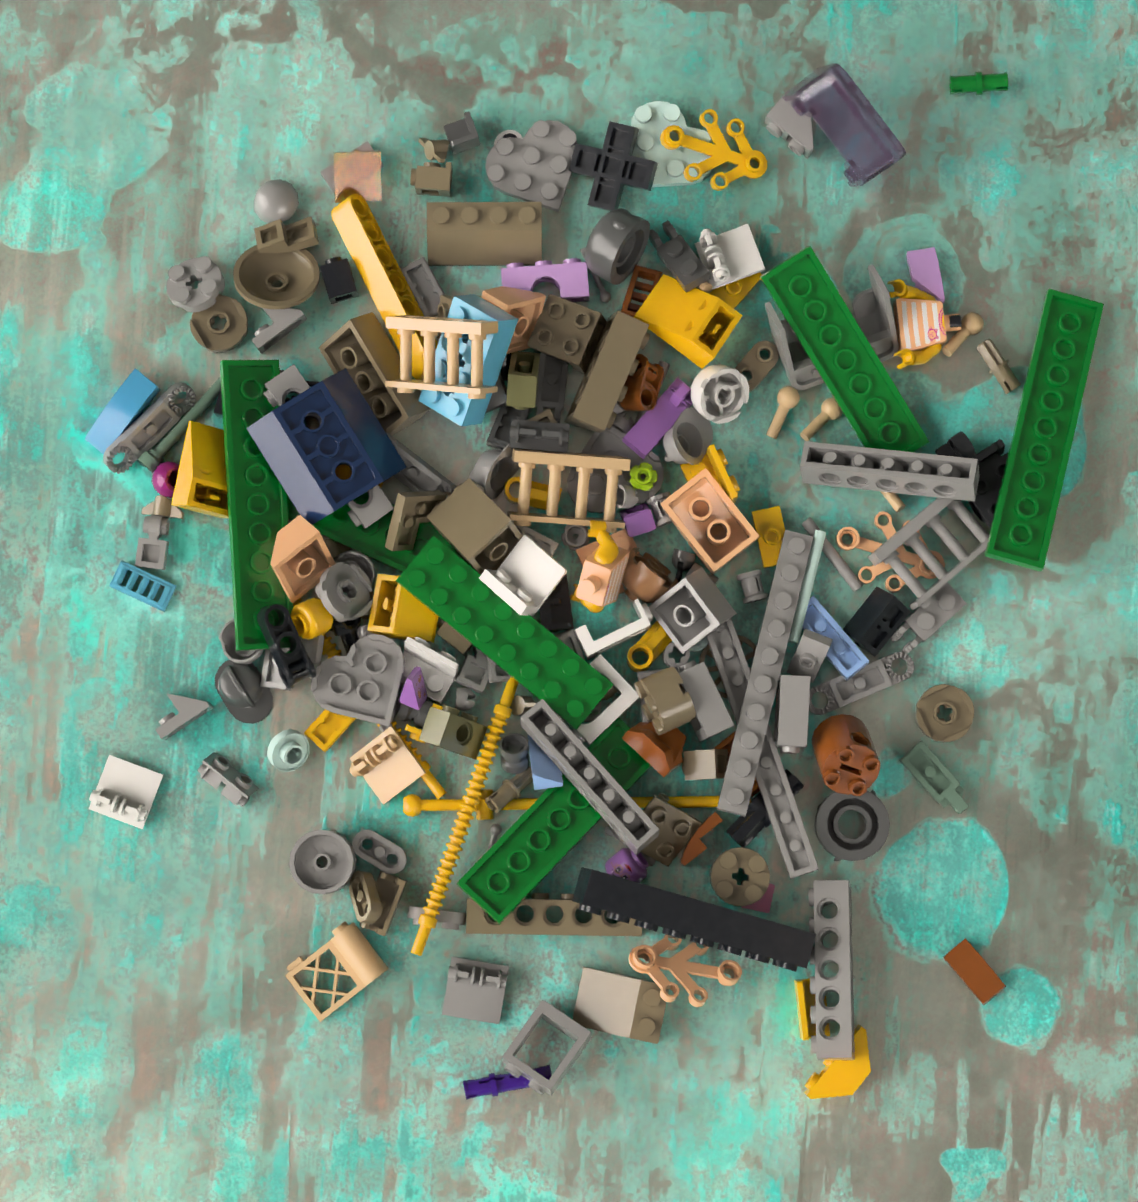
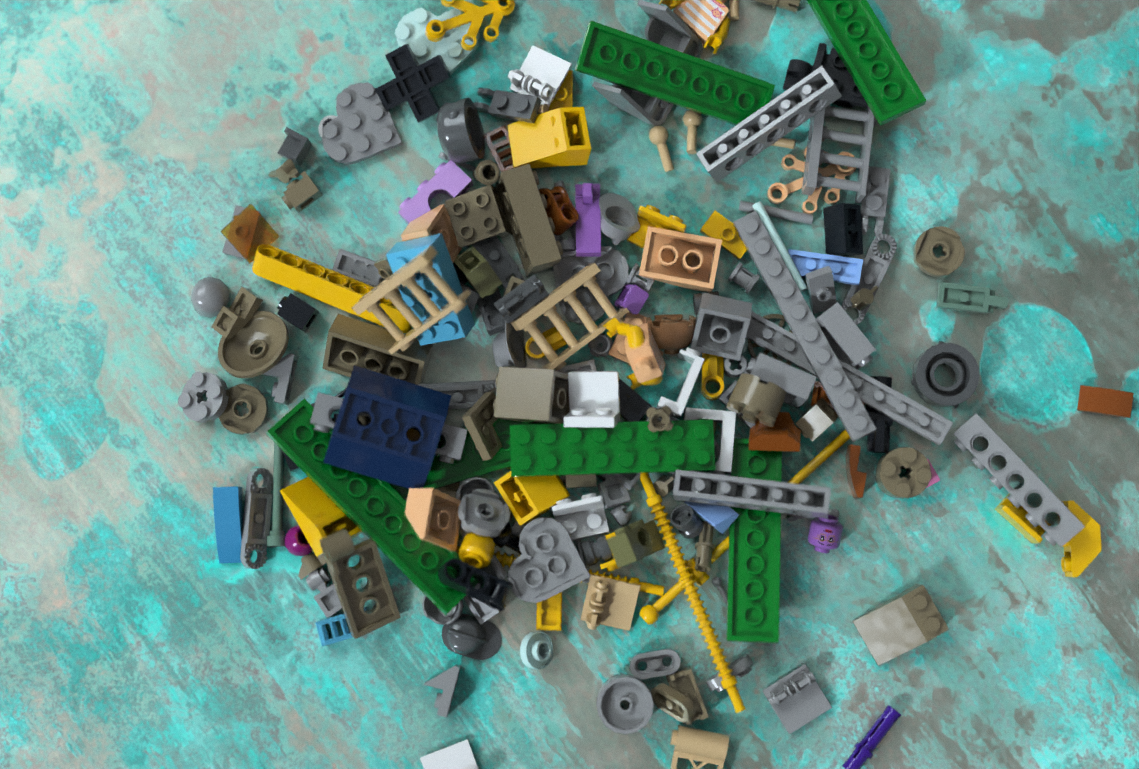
camera: 40 degrees left, 0 degrees up
(191, 515) = (337, 551): none -> dark tan hinge
(218, 770) = (501, 703): light grey hinge -> none
(414, 690) = (586, 538): medium lavender slope -> none
(479, 922) = (859, 568): dark tan brick -> none
(484, 233) = (366, 199): dark tan slope -> none
(565, 1025) = (874, 670): light grey window -> none
(568, 651) = (655, 425): none -> dark tan plate
(611, 305) = (491, 172): none -> dark tan cone
(626, 497) = (612, 290): light grey hinge -> none
(643, 484) = (615, 272): lime plate -> none
(675, 829) = (833, 476): dark tan hinge -> none
(681, 968) = (919, 566): light nougat plant -> none
(682, 561) = (684, 301): dark grey hinge -> none
(701, 920) = (901, 528): black brick -> none
(719, 393) = (612, 170): white cylinder -> none
(756, 365) = (619, 133): dark tan plate -> none
(838, 694) = (863, 298): none -> dark tan piece
(845, 754) = (903, 333): dark orange cylinder -> none

